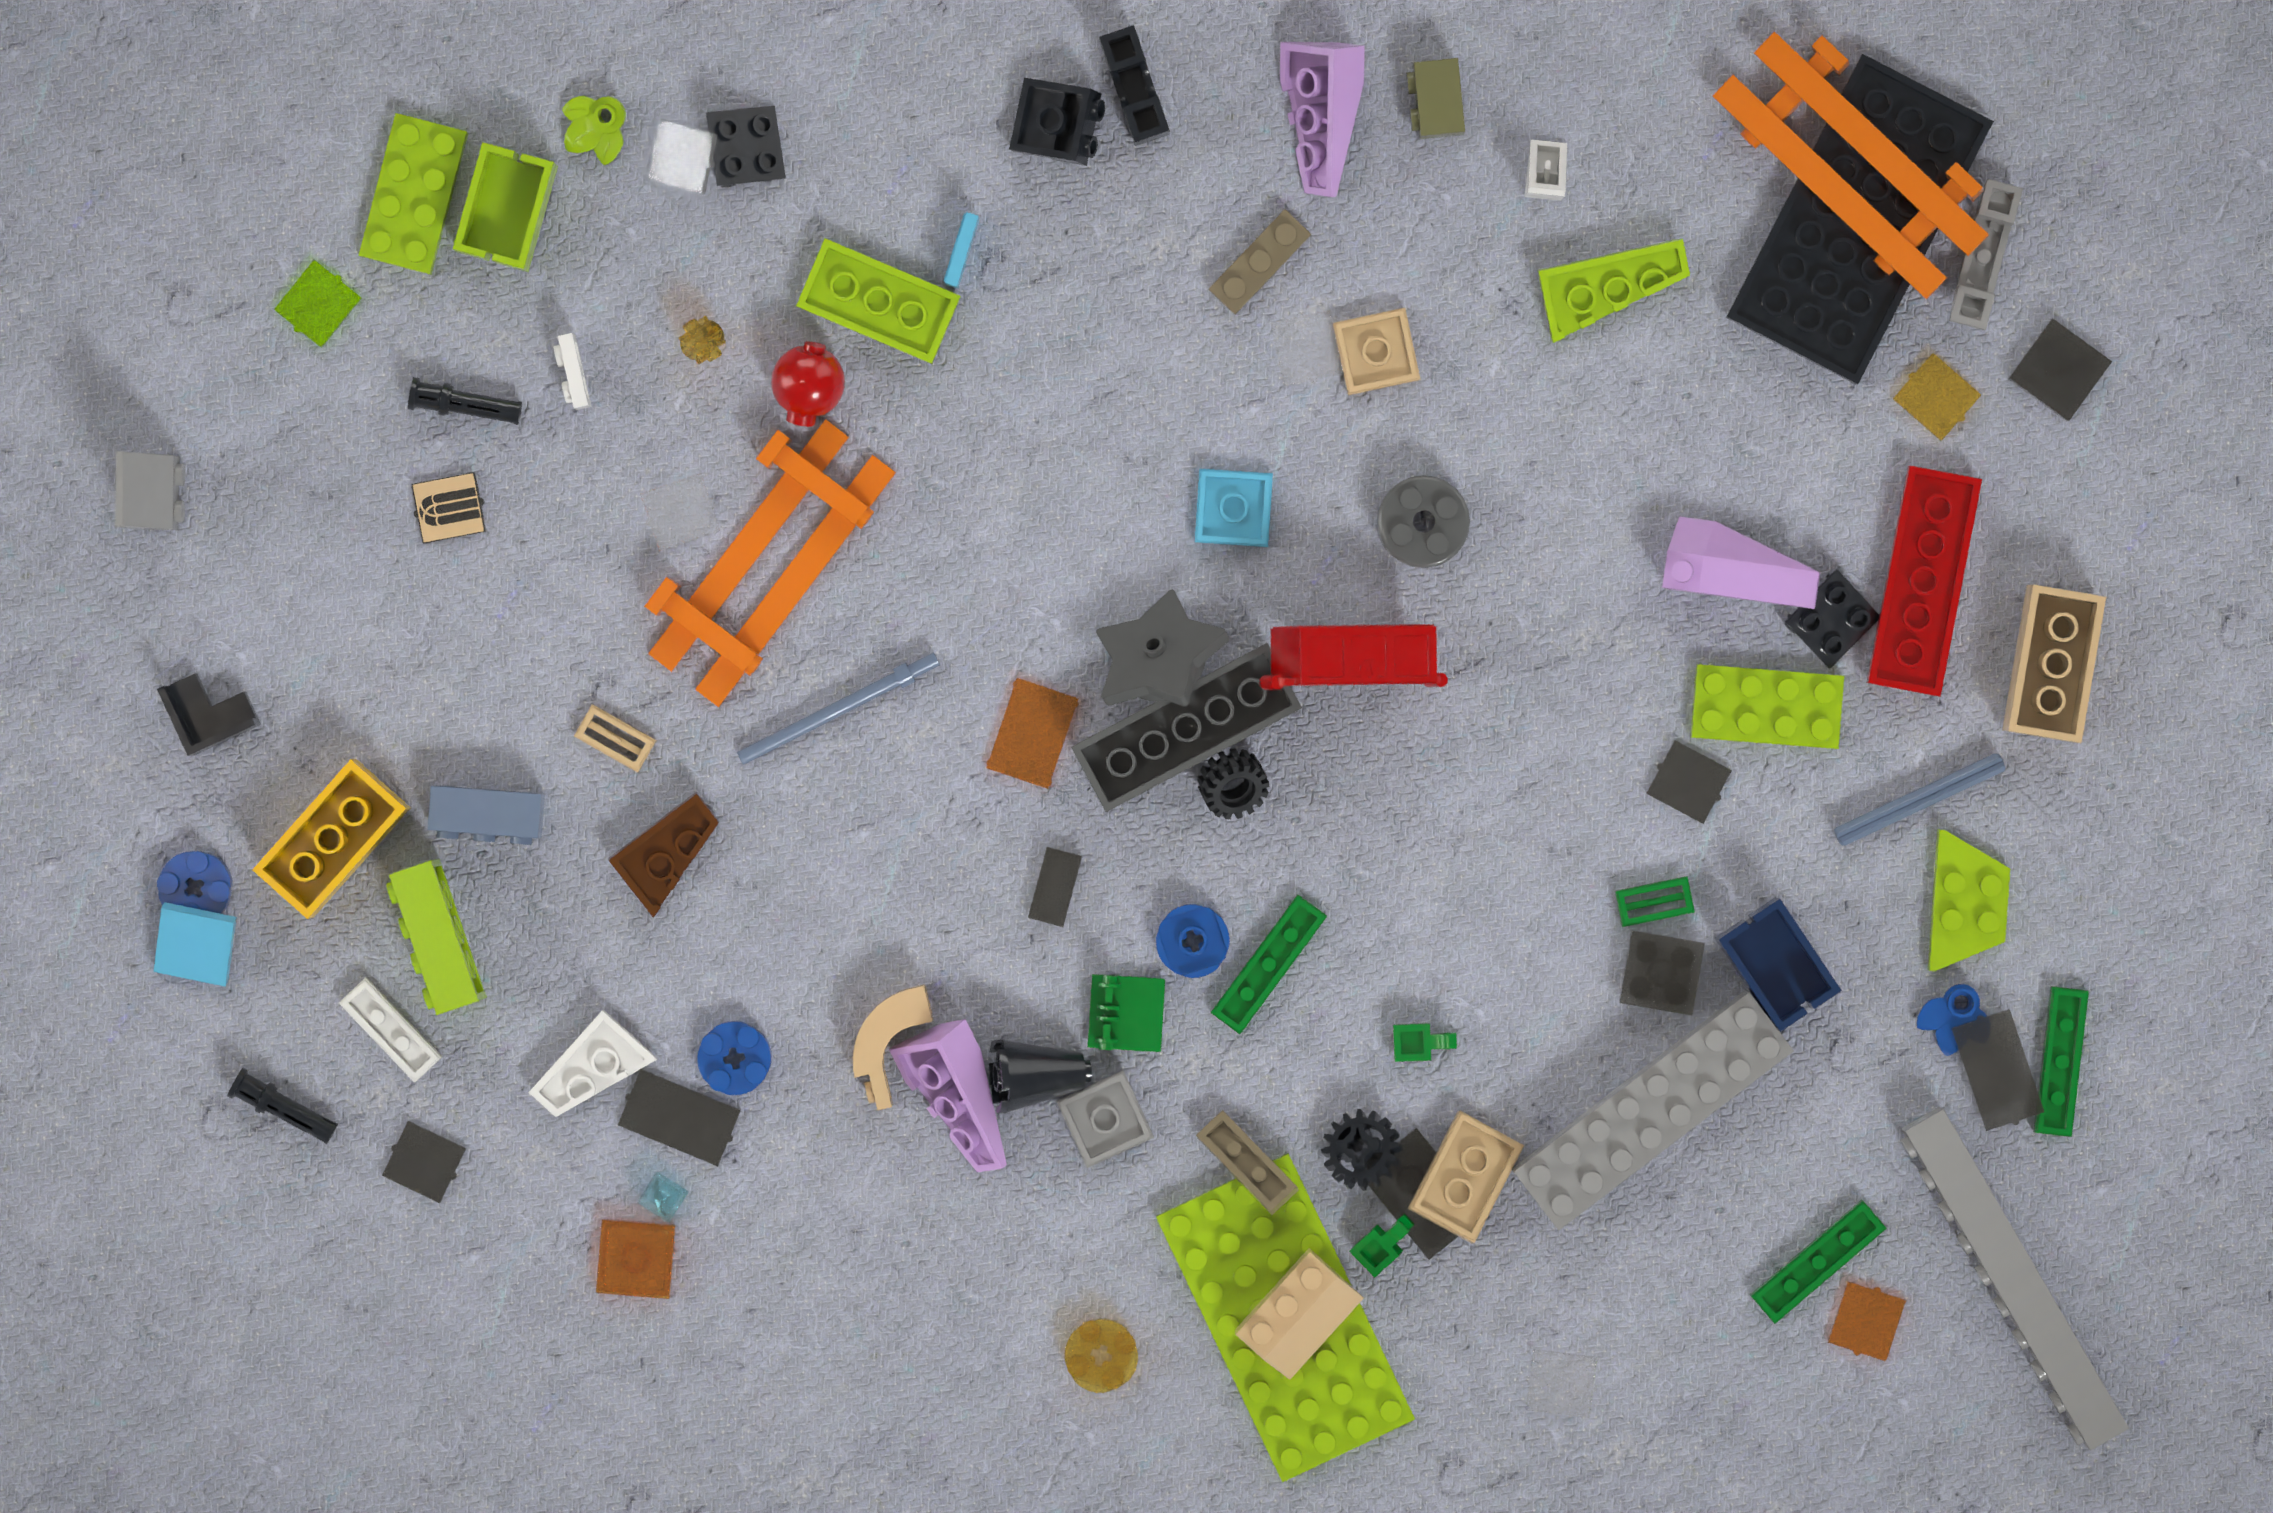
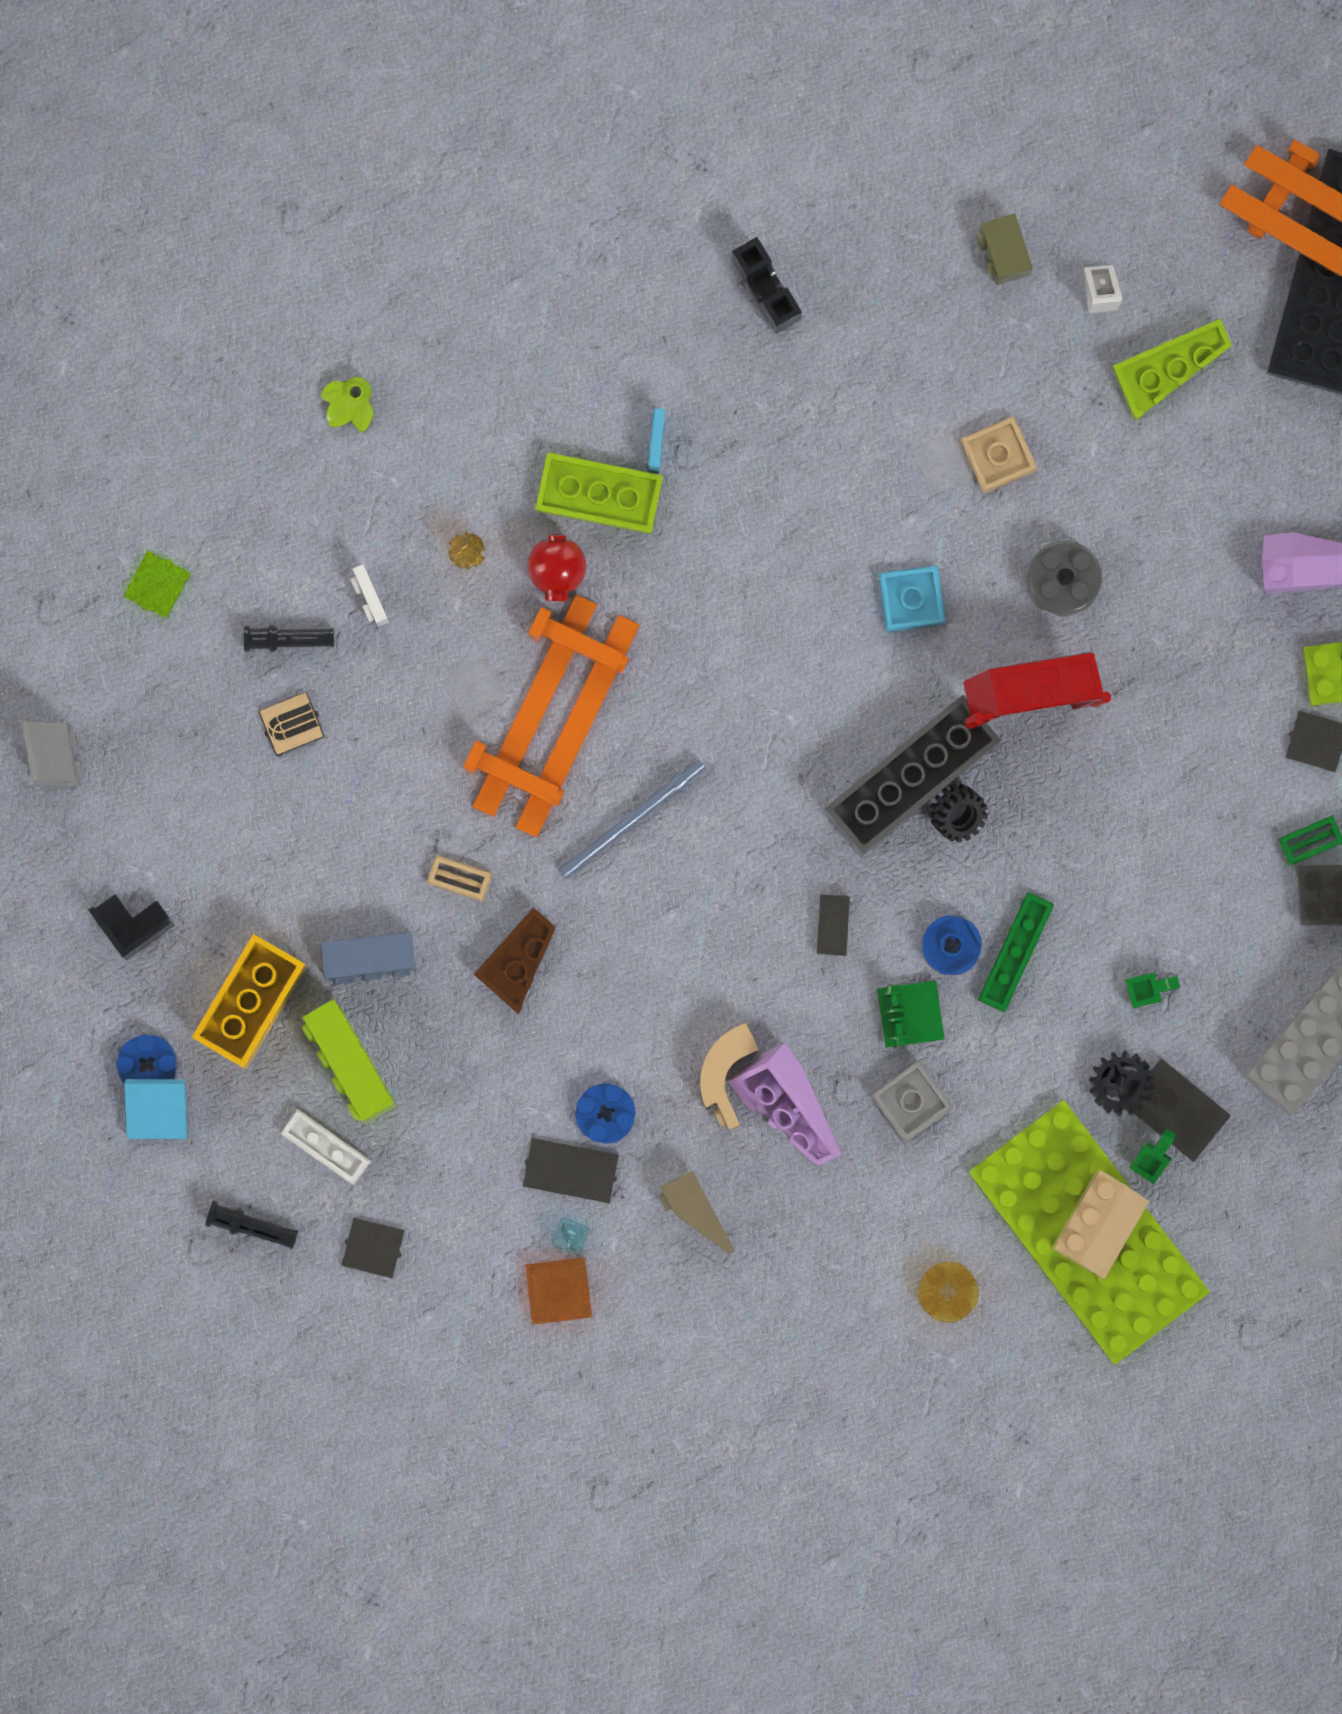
camera: 10 degrees left, 5 degrees down
(413, 193) = (216, 484): lime plate -> none
(505, 207) = (291, 477): lime piece -> none
(591, 1064) = (491, 1142): white wing -> none
(682, 156) = (423, 411): clear piece -> none
(746, 146) = (470, 394): black hinge -> none
(816, 1193) = (692, 1206): none -> dark tan slope
(1032, 733) = (789, 808): clear orange piece -> none
(1034, 1074) = (847, 1076): black cone -> none
(1057, 121) = (711, 325): black plate -> none
(1158, 654) = (878, 721): dark grey plate -> none
(1247, 1162) = (1033, 1111): dark tan plate -> none
(1259, 262) = (892, 404): dark tan plate -> none
(1324, 97) = (916, 267): lavender wedge -> none
(1466, 1177) = (1209, 1088): tan tile -> none

